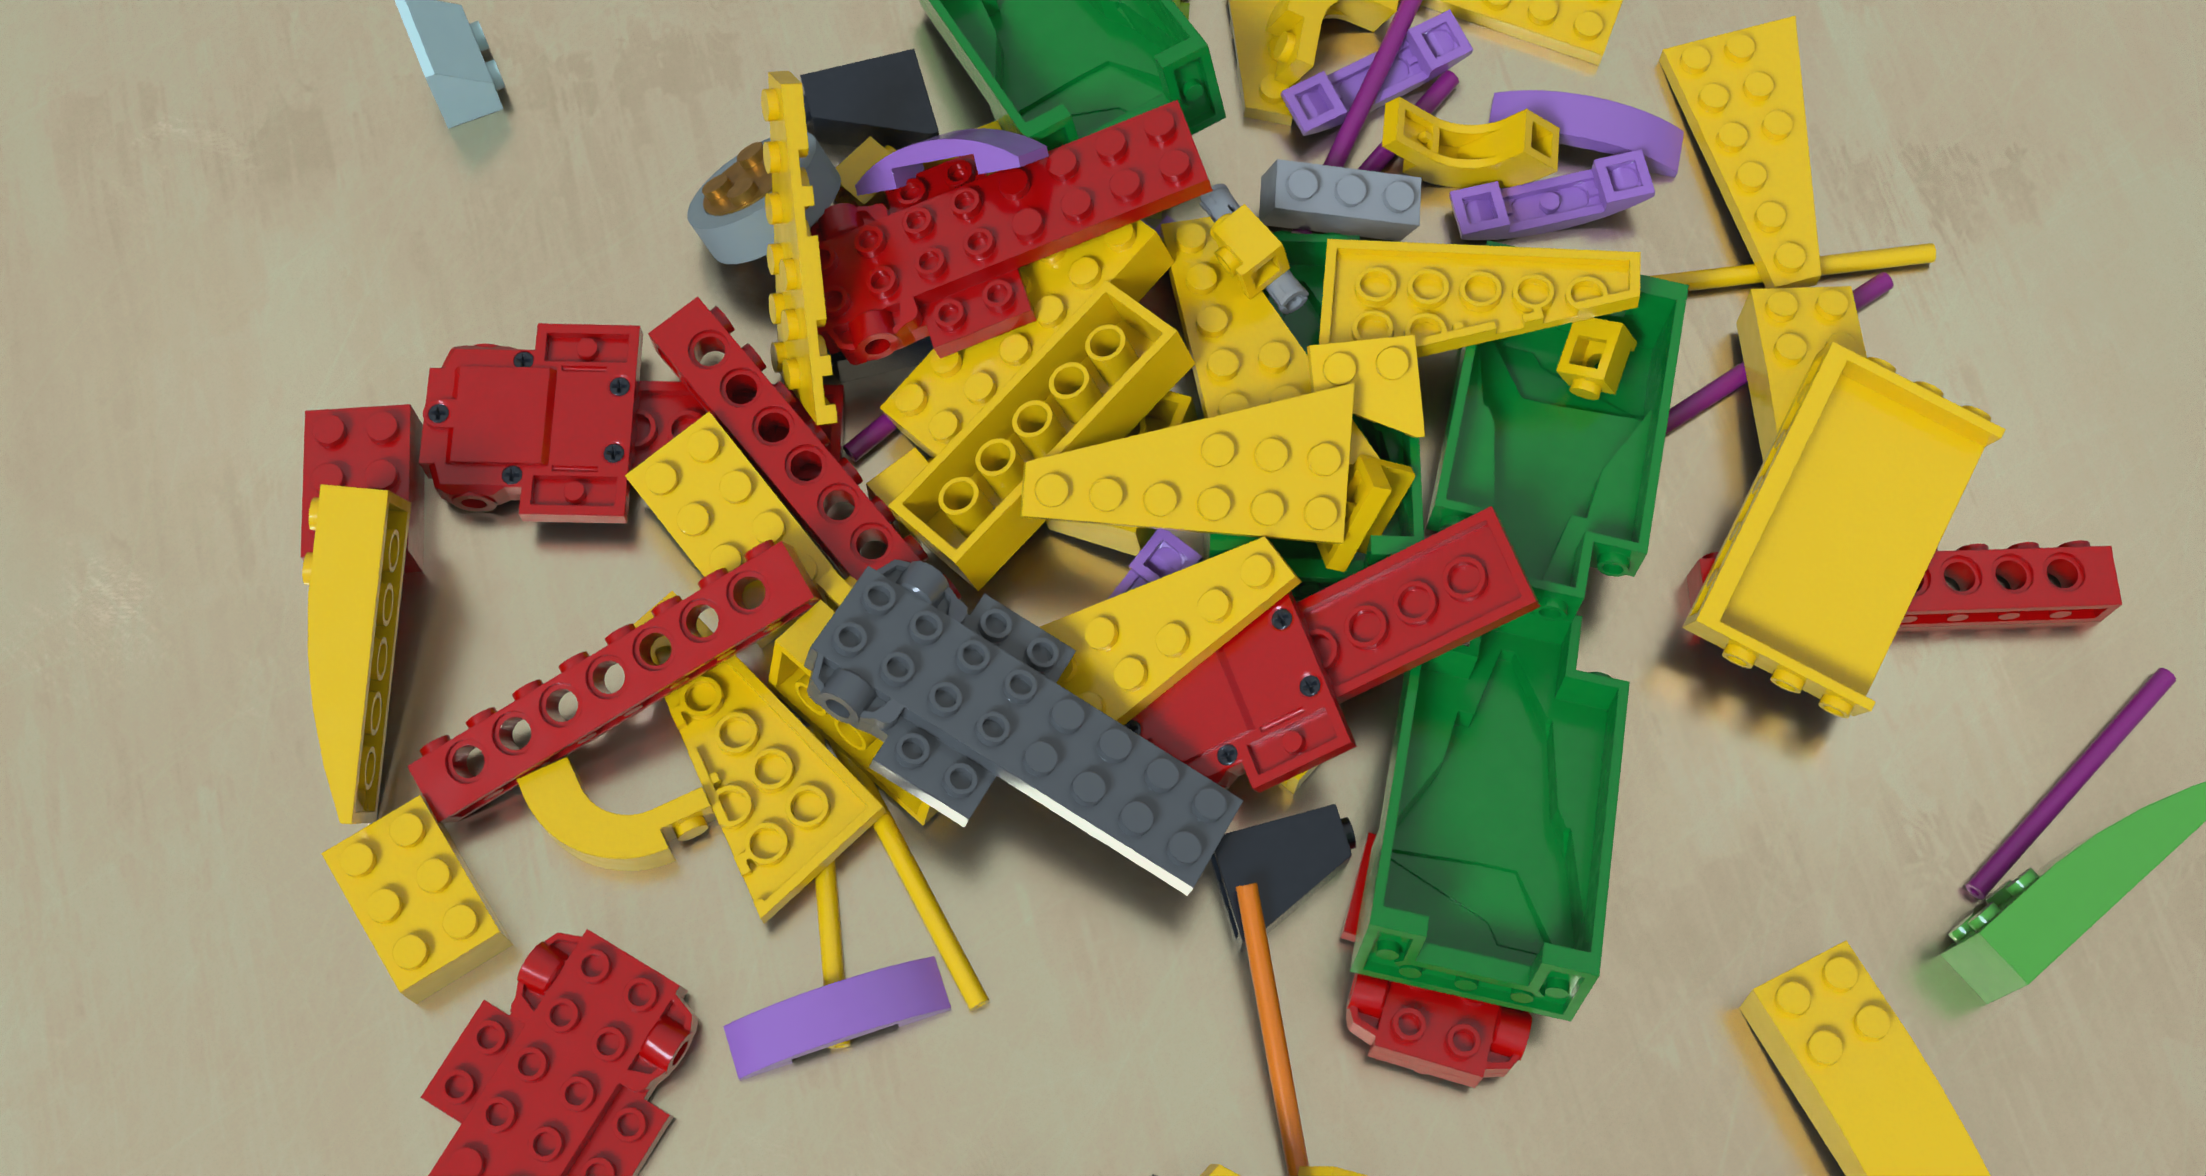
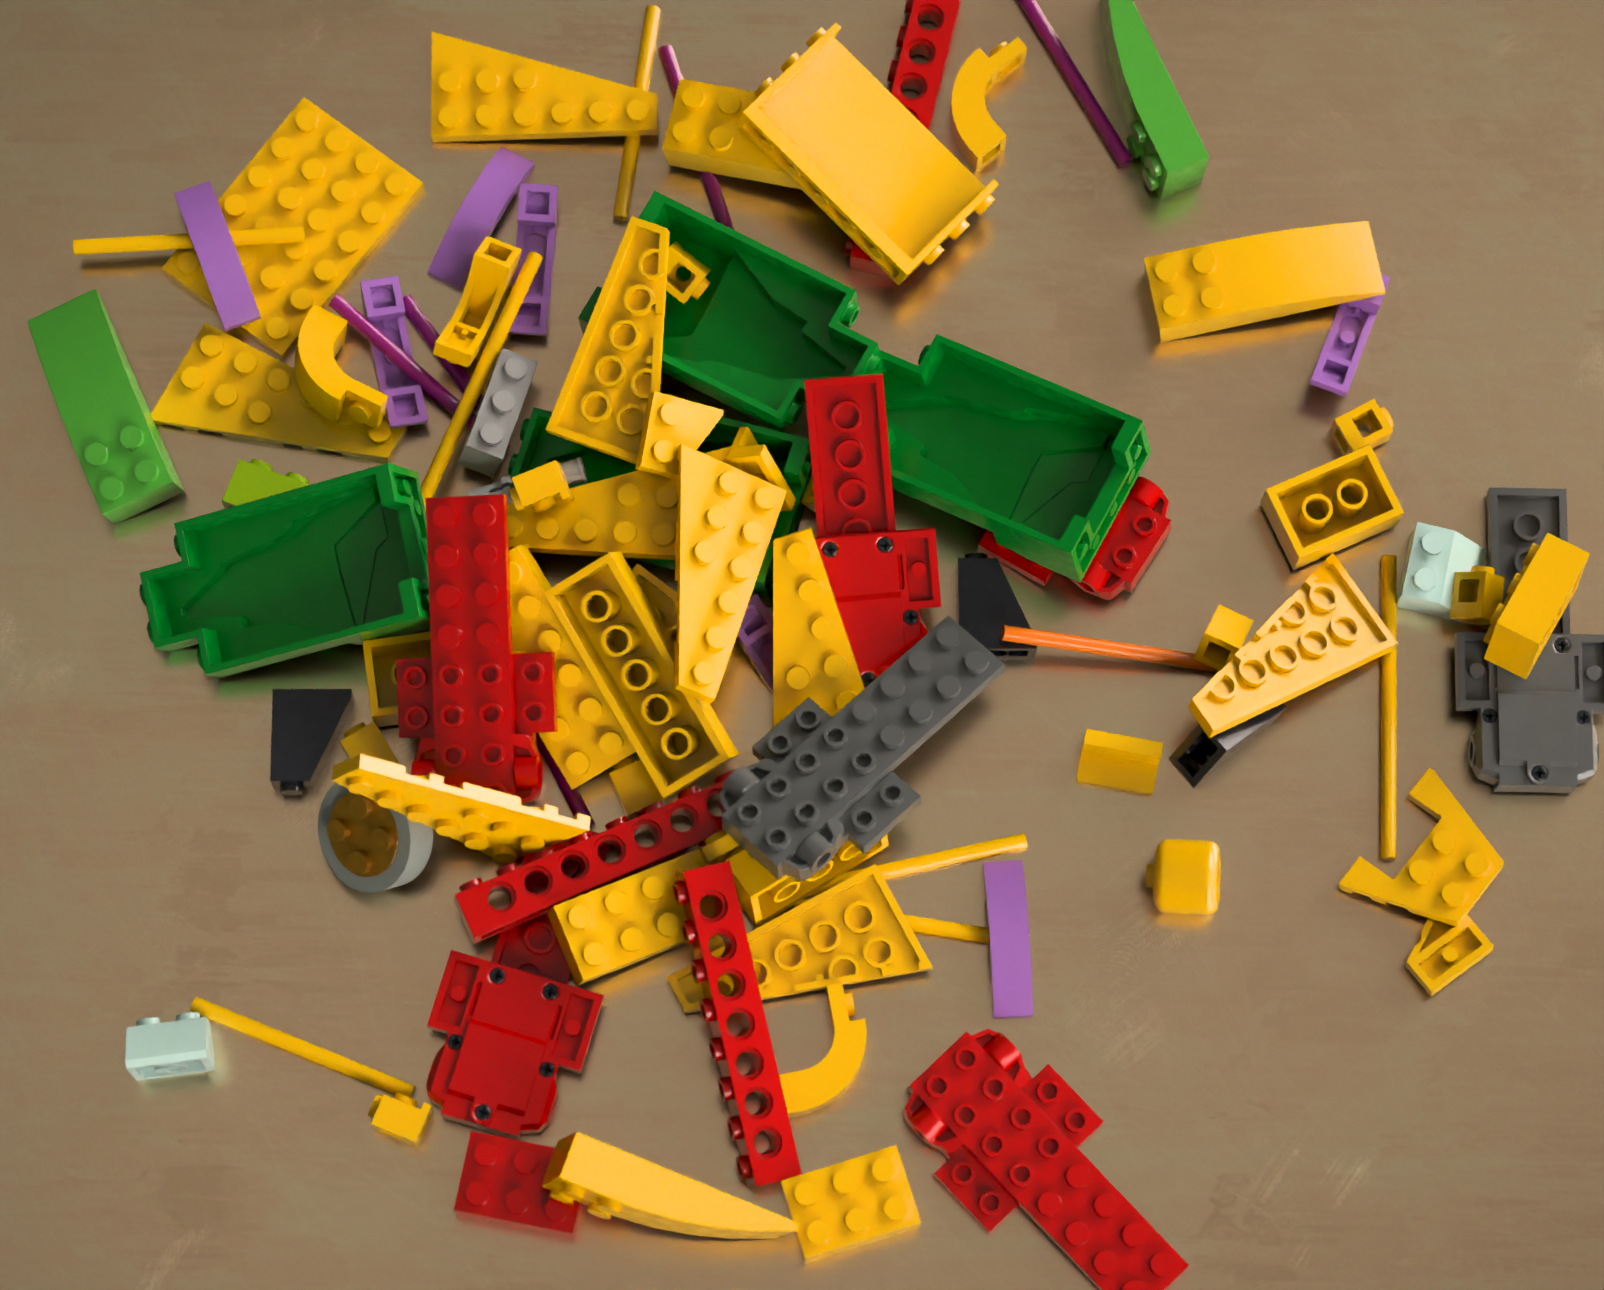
camera: 75 degrees left, 5 degrees up
(421, 331) = (400, 1117): none -> yellow brick
(491, 212) = (301, 1048): none -> yellow piece
(991, 148) = (423, 638): medium lavender slope -> none
(1122, 1104) = (1119, 762): none -> yellow panel
(1430, 174) = (480, 375): none -> yellow piece
(1983, 657) = (970, 123): none -> yellow arch

